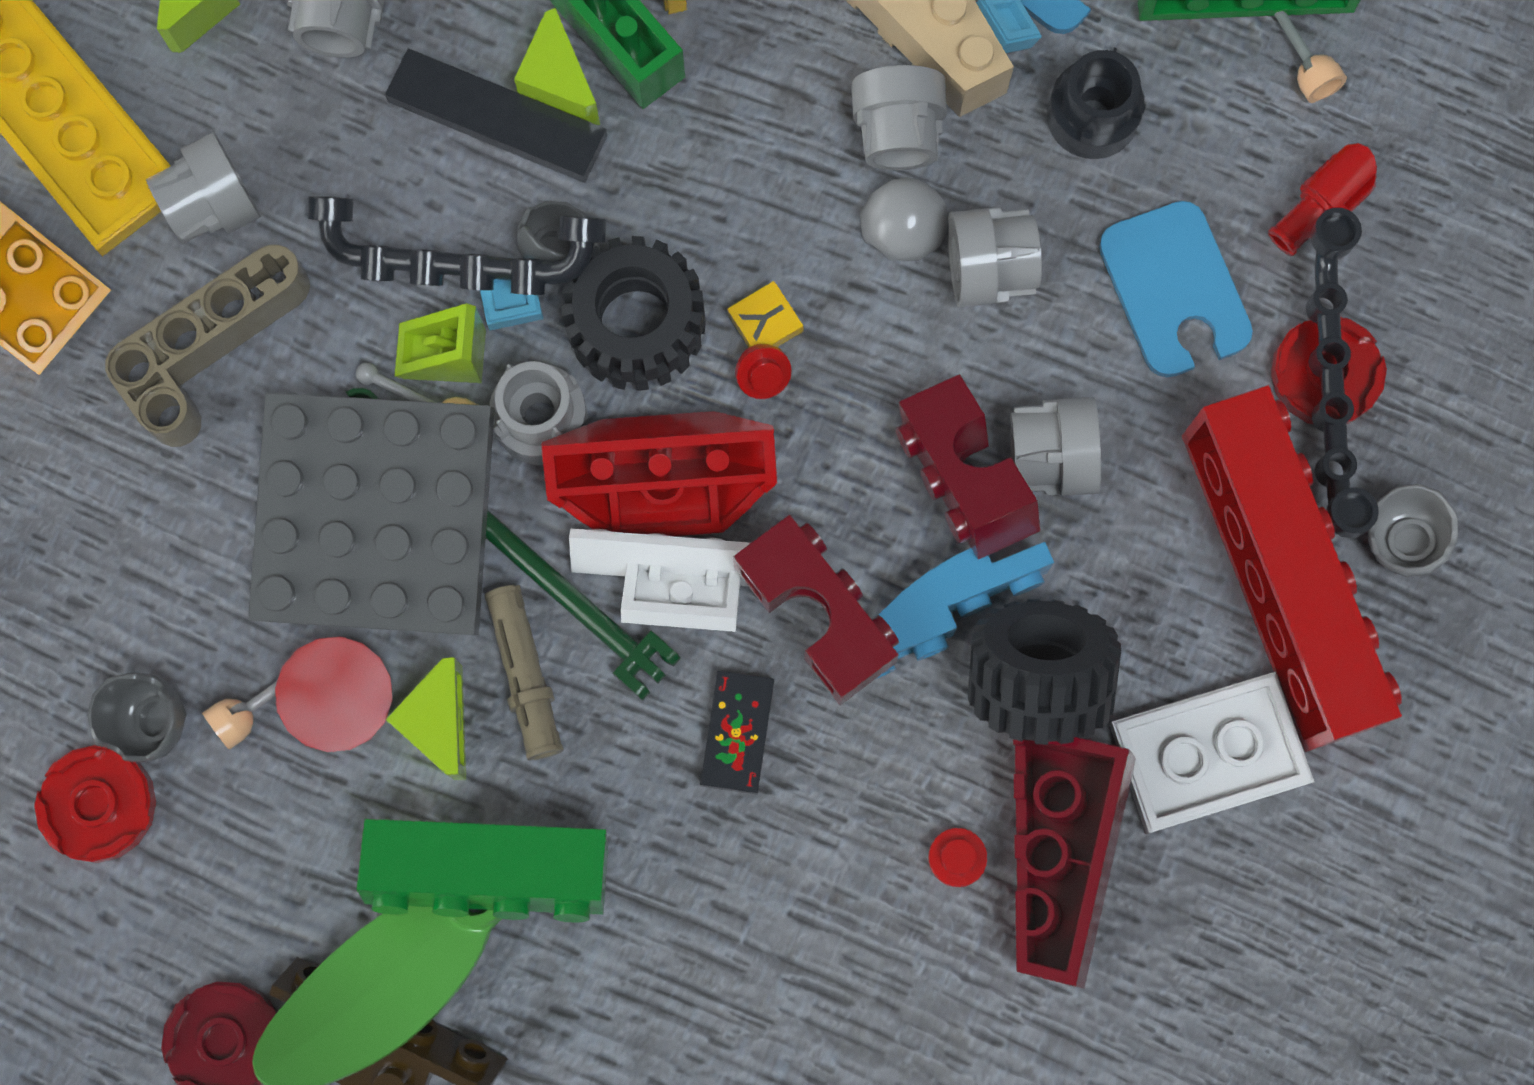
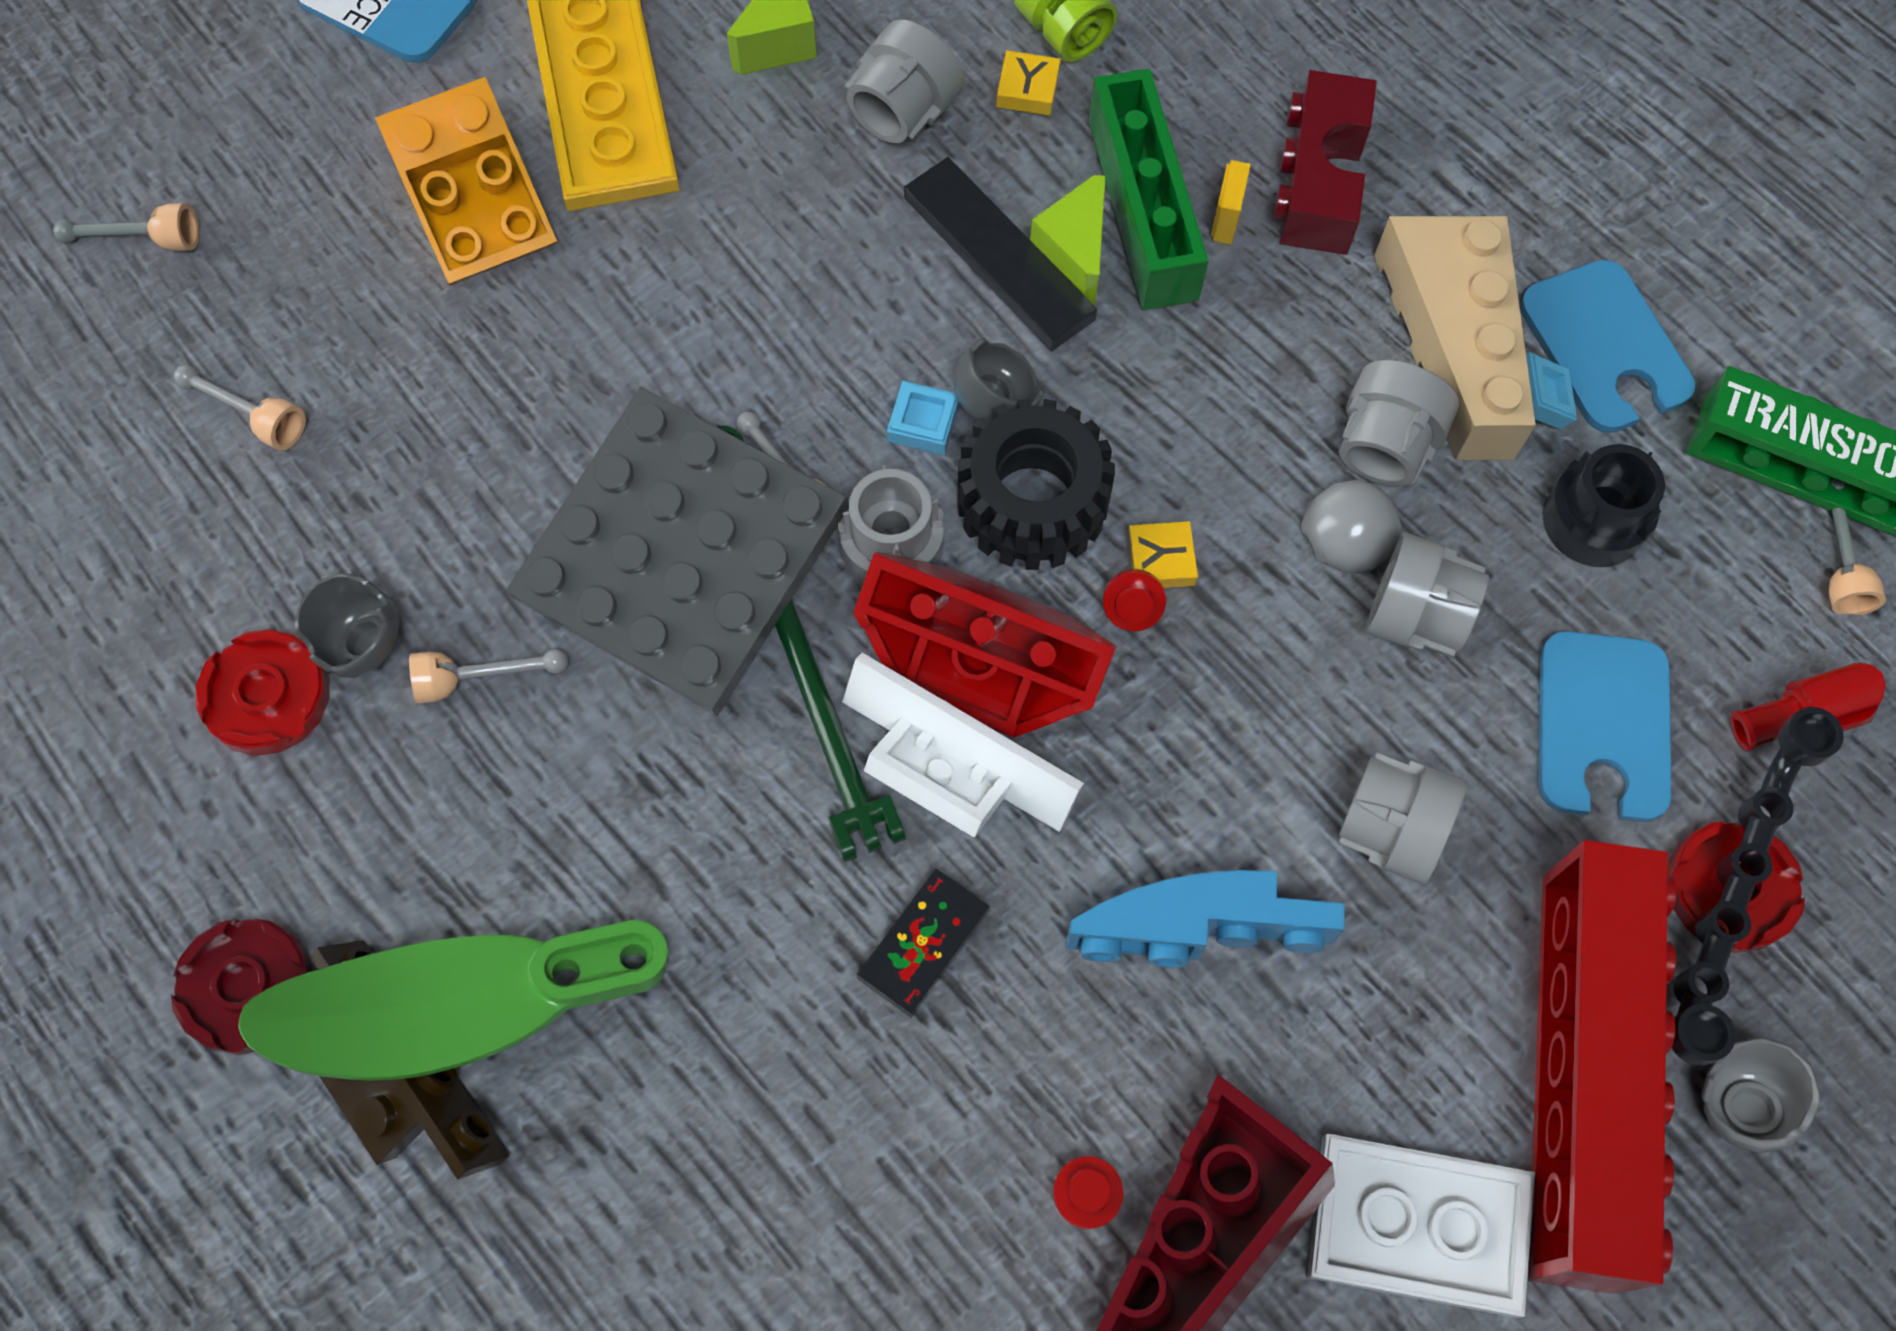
camera: 25 degrees right, 10 degrees down
(202, 192) = (687, 188): light grey piece -> none
(213, 339) = (698, 298): dark tan beam -> none
(333, 694) = (545, 699): tile -> none
(435, 718) = (630, 770): lime slope -> none
(442, 346) = (835, 430): lime slope -> none
(475, 270) = (900, 370): black bar -> none
(483, 868) = (590, 939): green brick -> none
(526, 683) = (735, 795): dark tan pin -> none
(790, 565) = (1061, 790): dark red arch -> none
(985, 504) = (1298, 832): dark red arch -> none
(1043, 671) = (1278, 1035): black tyre -> none

